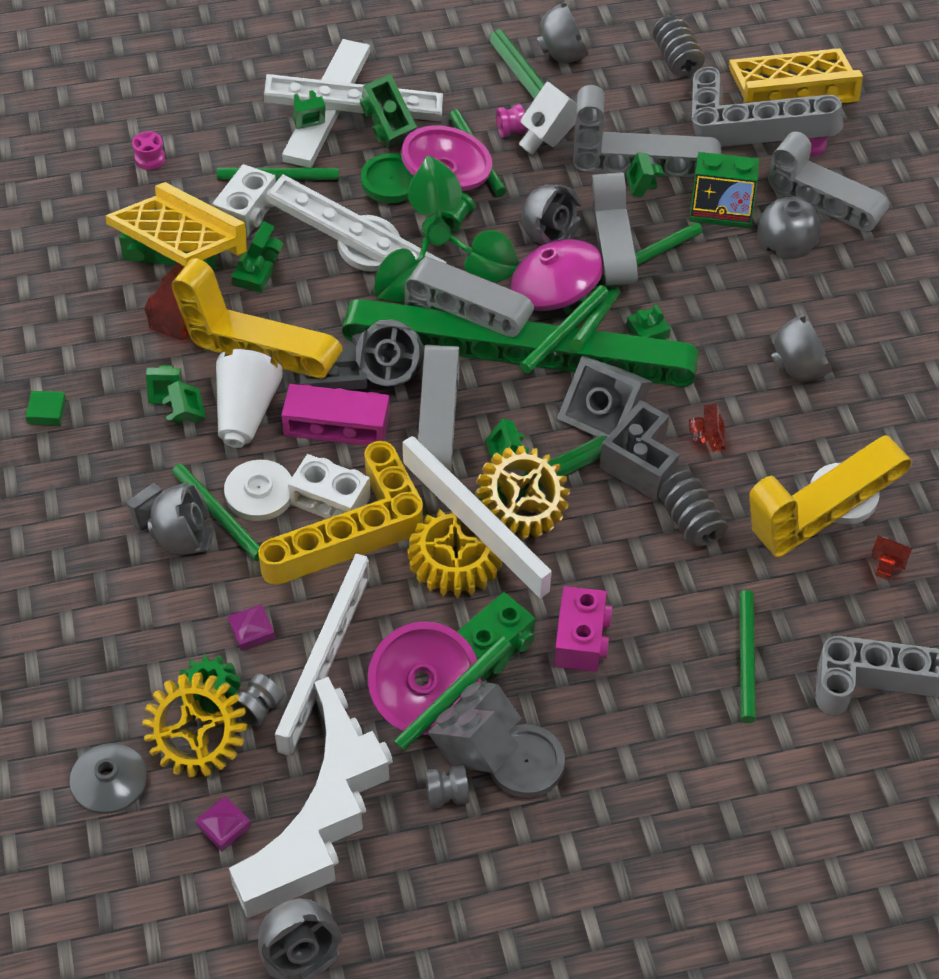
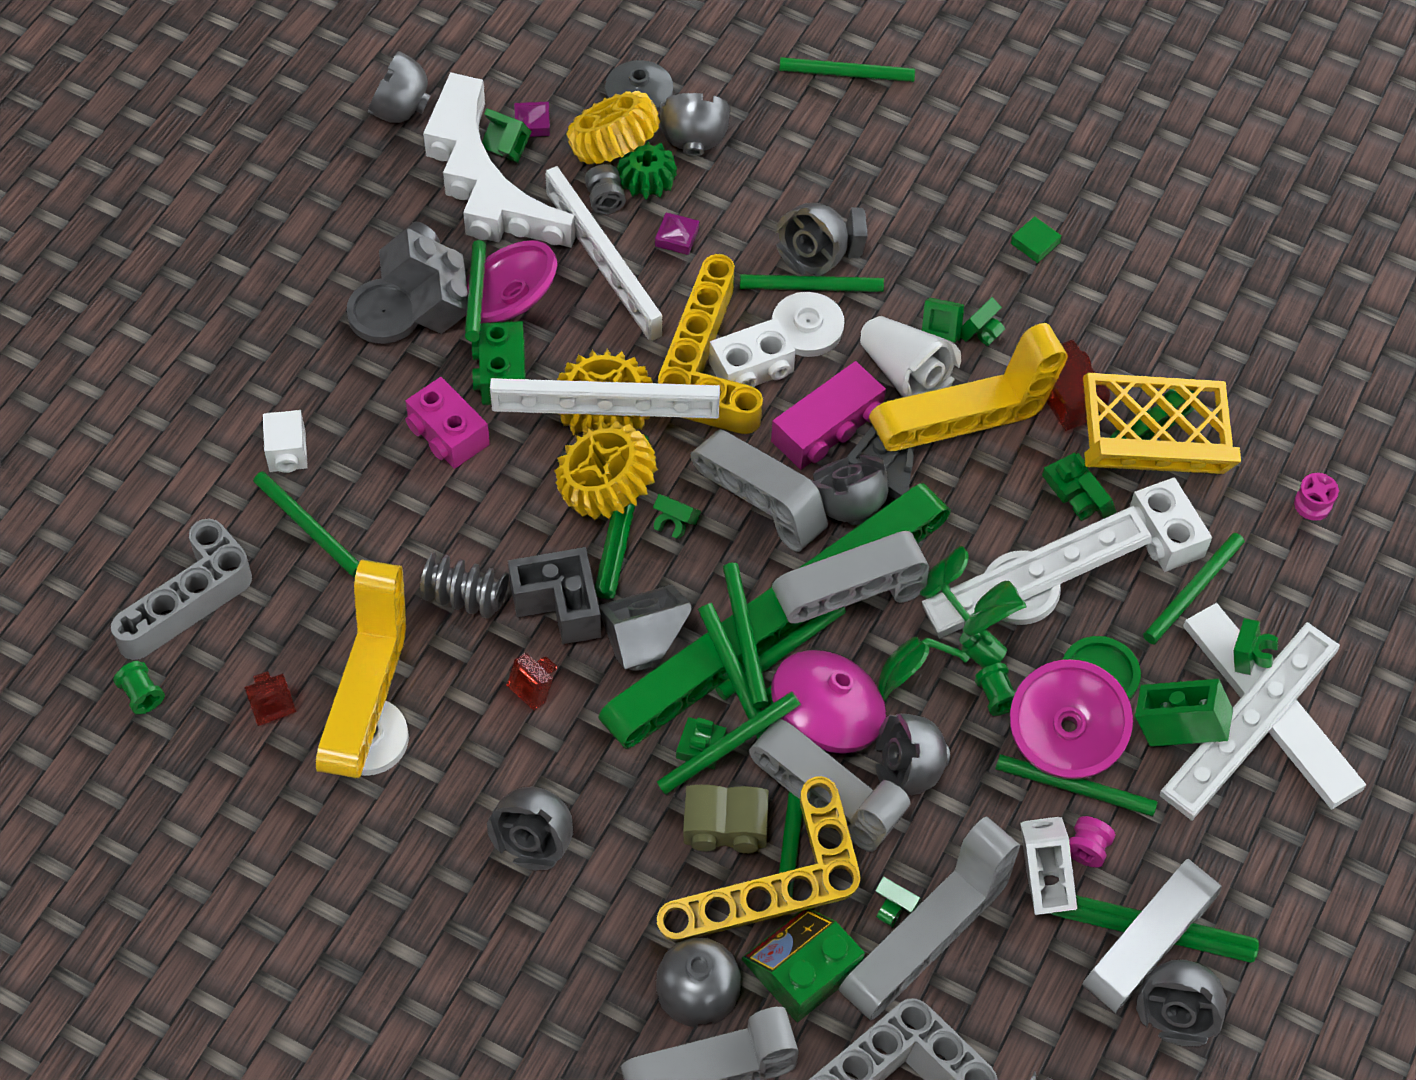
camera: 130 degrees right, 5 degrees up
(127, 681) = (694, 123): none -> flat silver cylinder
(265, 811) = (505, 135): none -> green panel
(535, 57) = (1152, 935): none -> beam
(643, 293) = (728, 742): none -> green bar
(684, 276) = (726, 817): none -> olive brick
(708, 215) = (776, 885): none -> yellow beam
(708, 718) = (285, 441): none -> white brick

